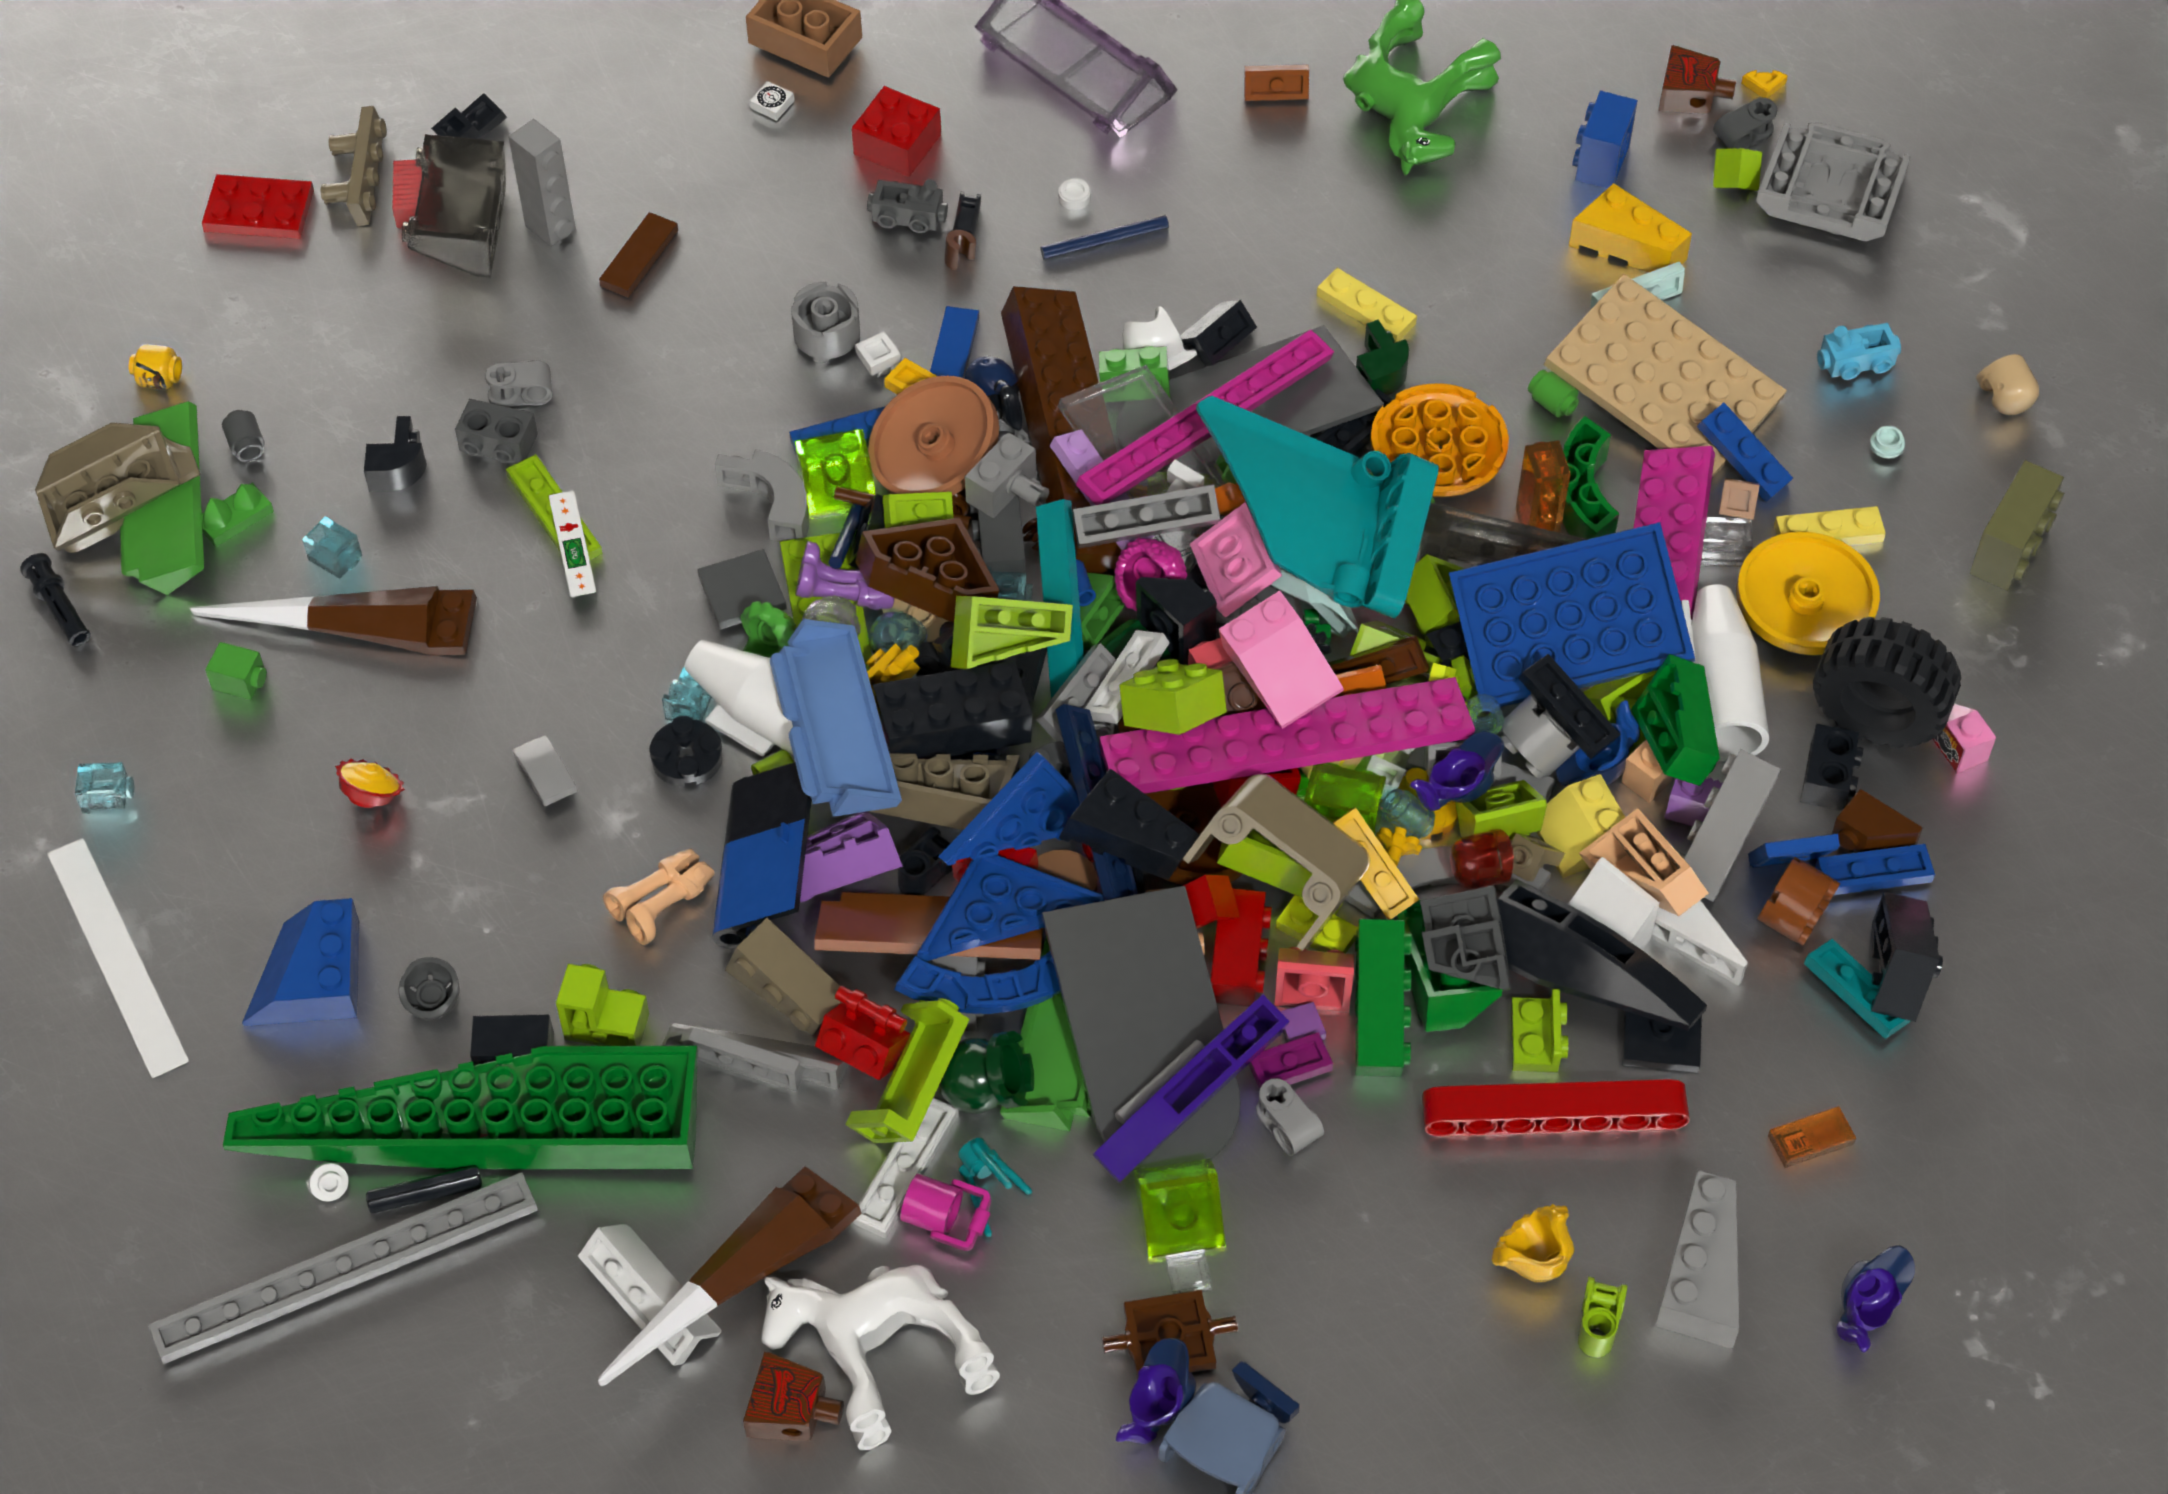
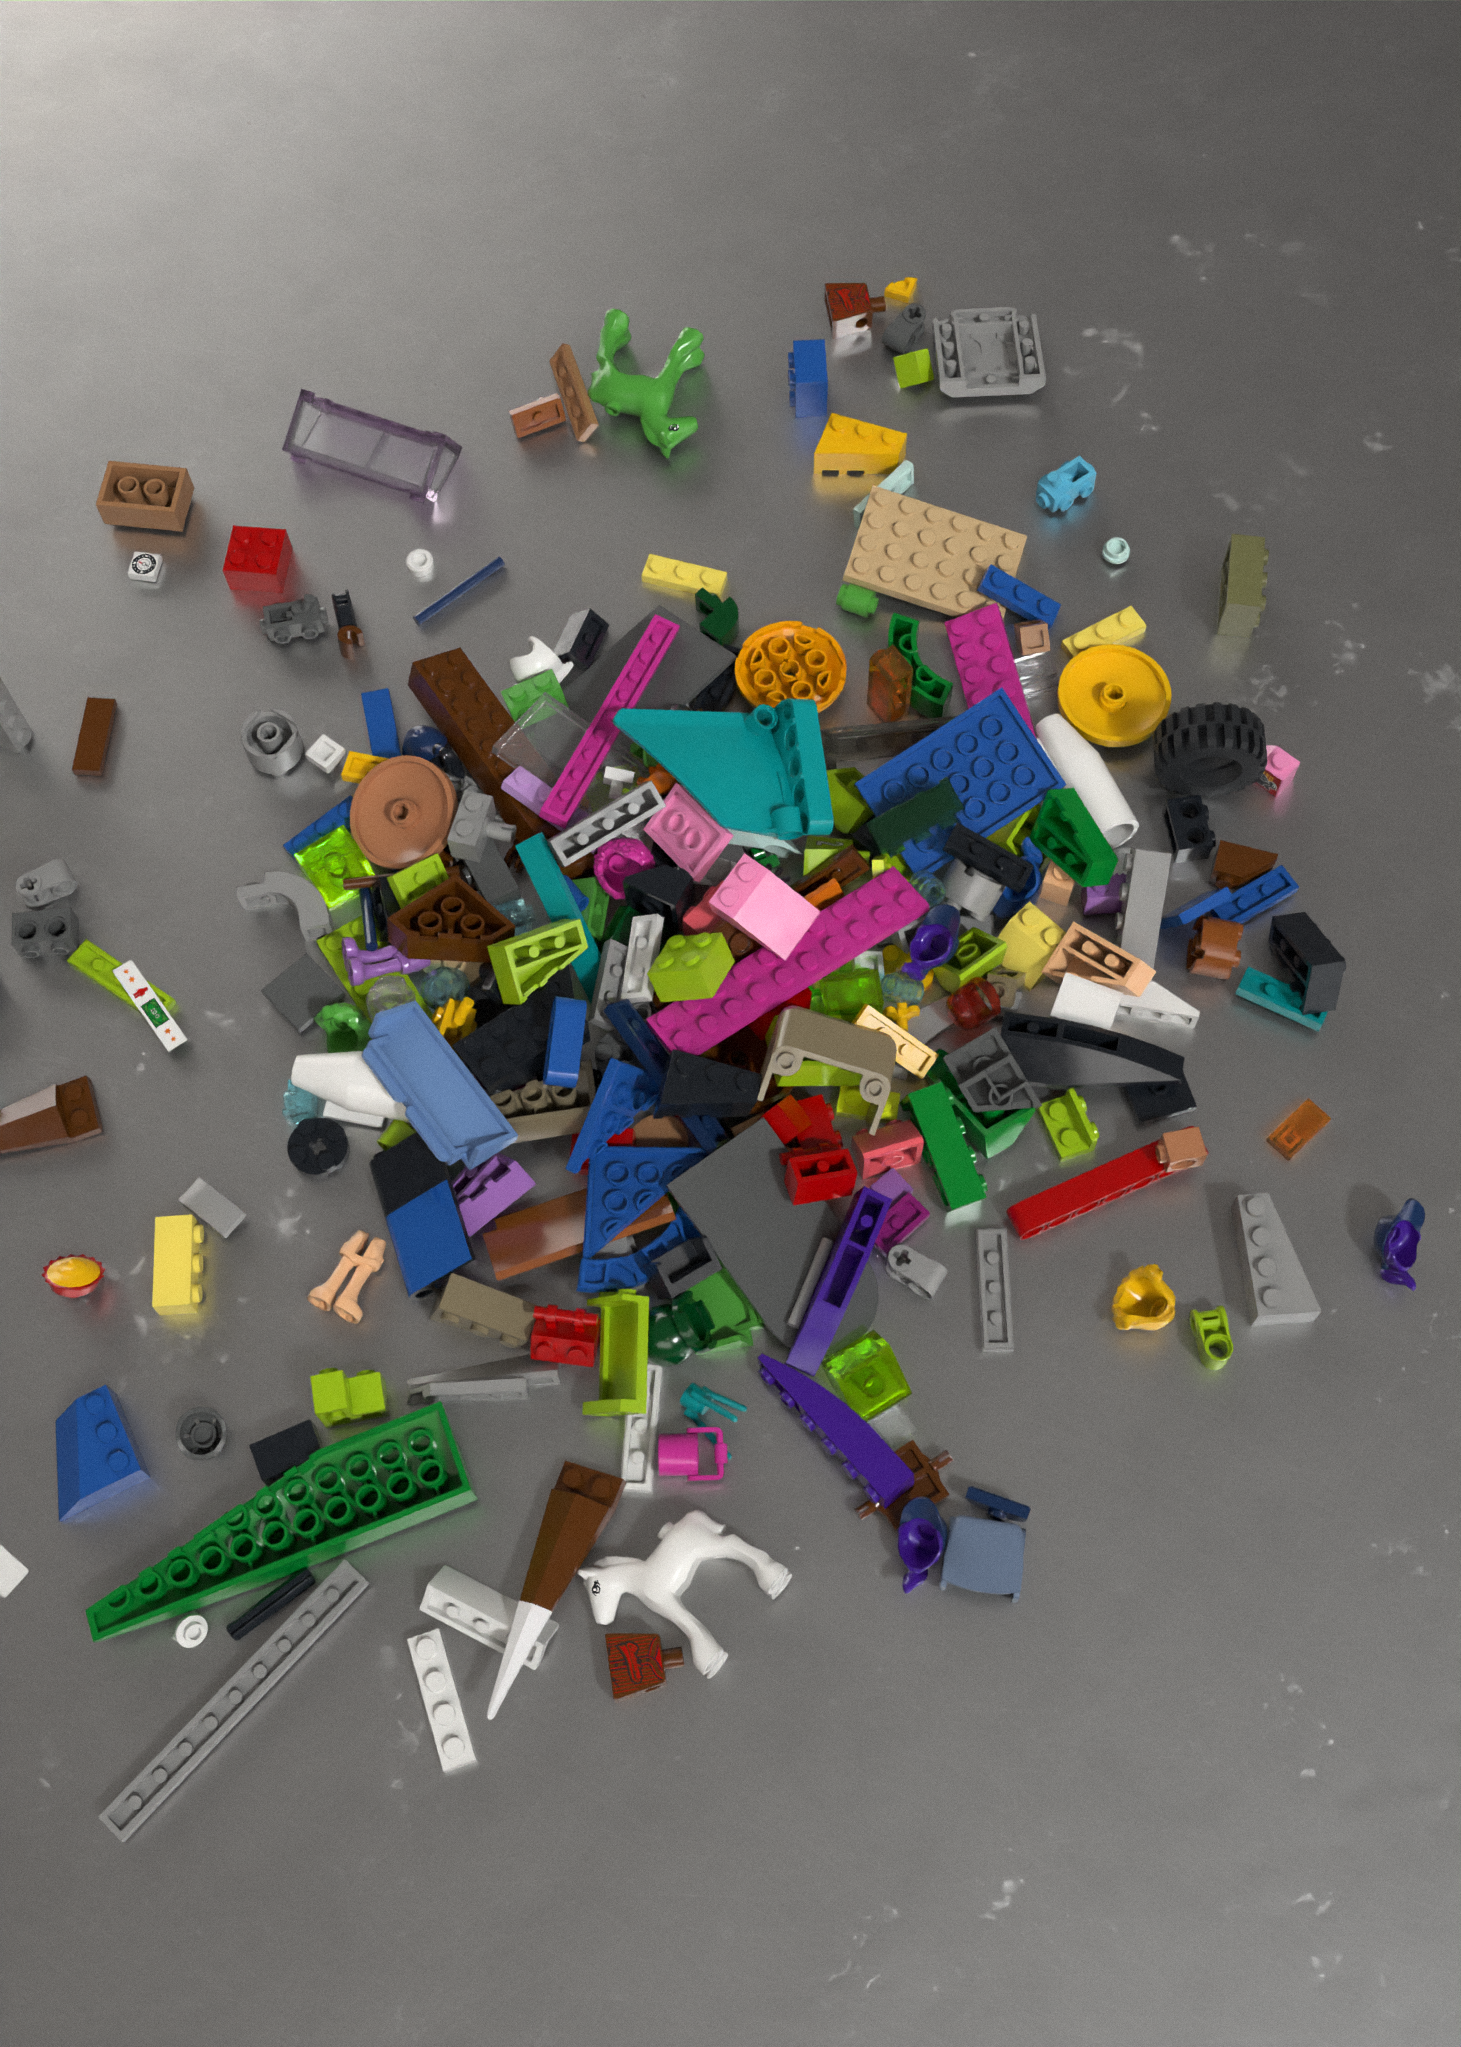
camera: 20 degrees left, 10 degrees up
(481, 813) = (177, 1265): none -> light yellow brick
(560, 1357) = (442, 1700): none -> white plate
(923, 859) = (550, 1164): black piece -> none
(995, 721) = (564, 1042): none -> blue beam
(1022, 1008) = (682, 1267): none -> black panel
(1123, 1249) = (842, 1433): none -> dark purple slope
(1219, 966) = (818, 1173): none -> red brick
(1328, 71) = (573, 392): none -> medium nougat tile
(1370, 1174) = (994, 1290): none -> light grey tile
(1499, 632) = (915, 819): none -> clear green wedge
(1652, 1096) = (1181, 1149): none -> nougat brick
(2012, 384) = (1188, 472): tan helmet -> none

